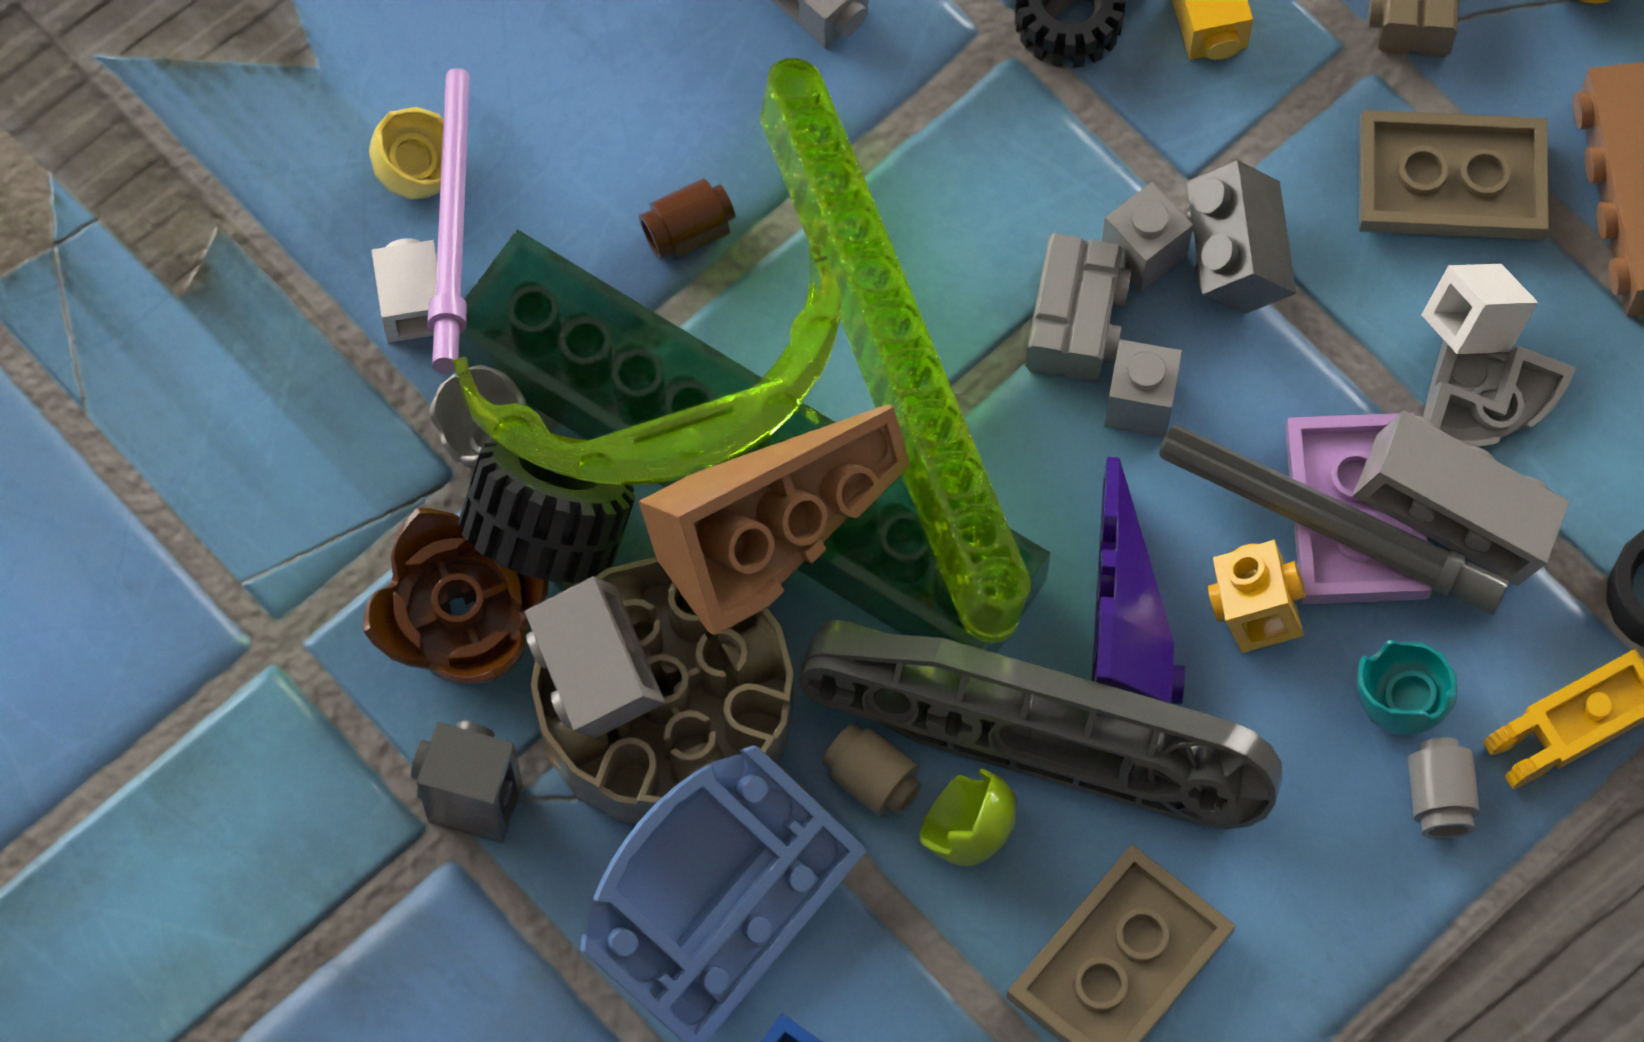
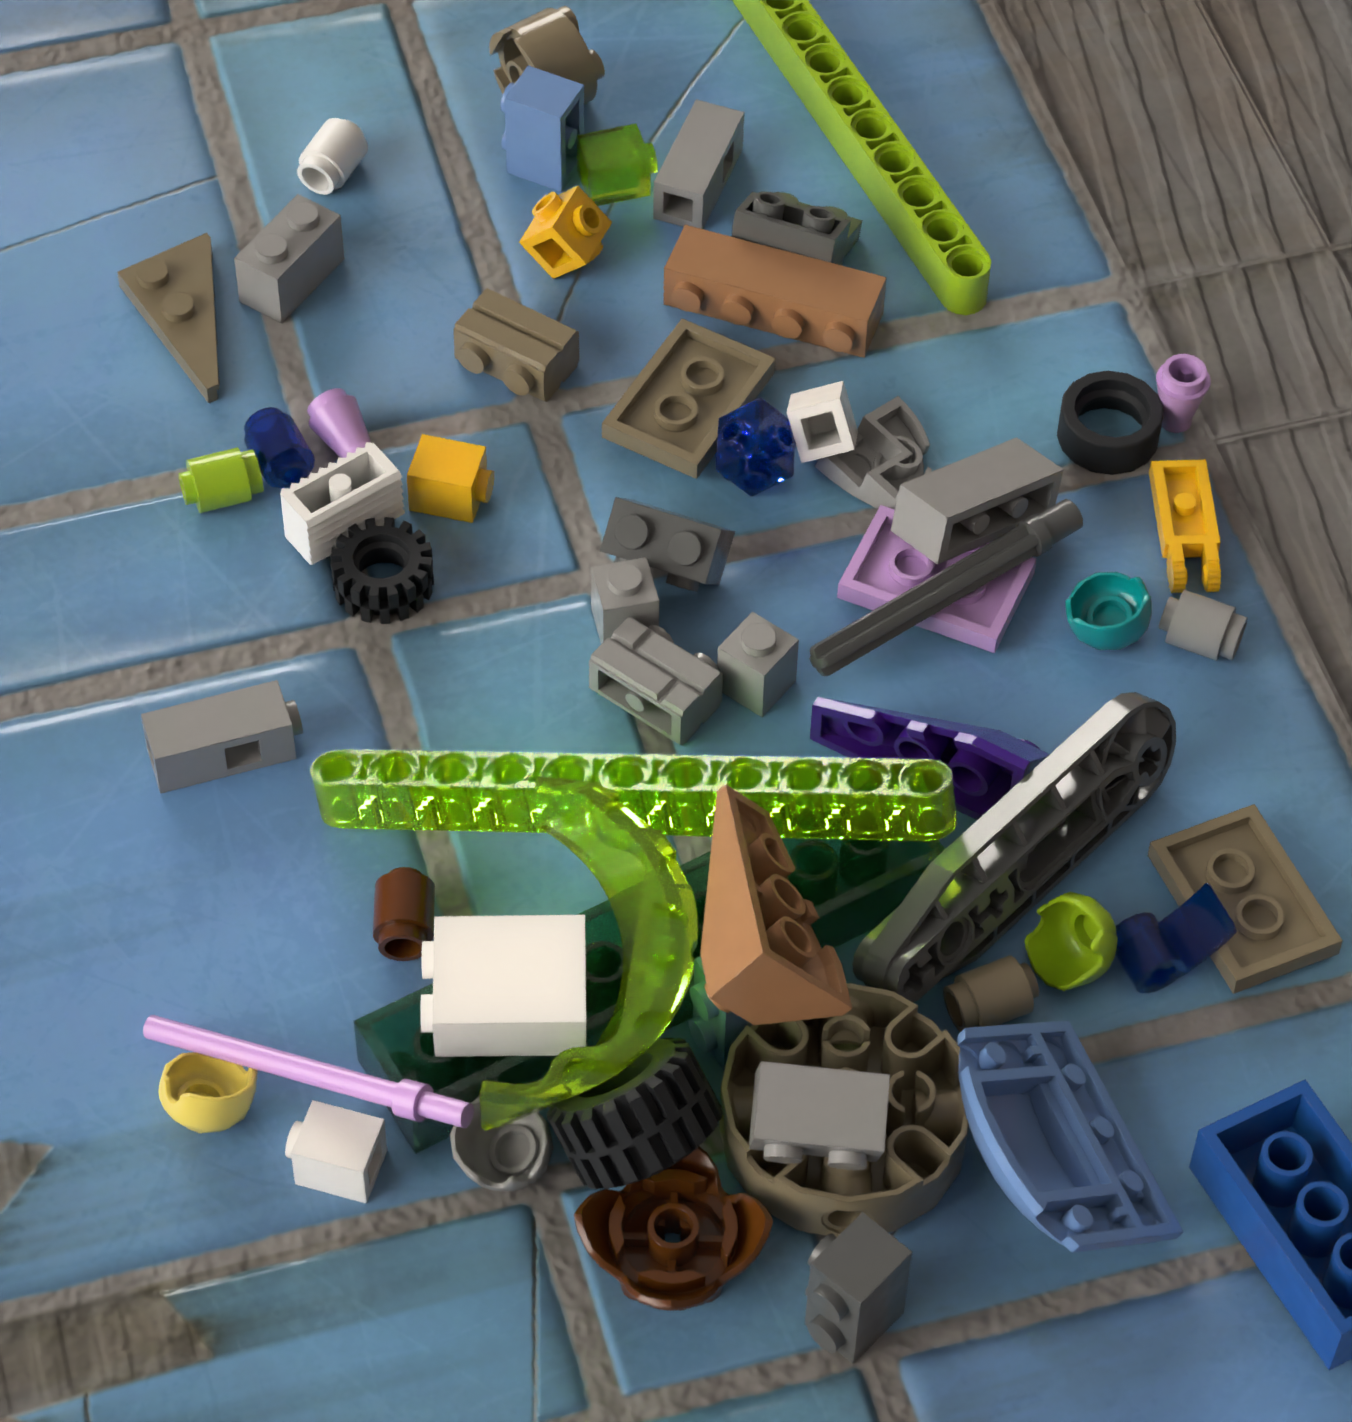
camera: 65 degrees left, 15 degrees down
(603, 334) = (505, 985): none -> white brick
(1019, 911) = (1166, 950): none -> clear blue panel
(1257, 595) = (983, 664): yellow brick -> none
(1407, 261) = (755, 447): none -> clear blue brick

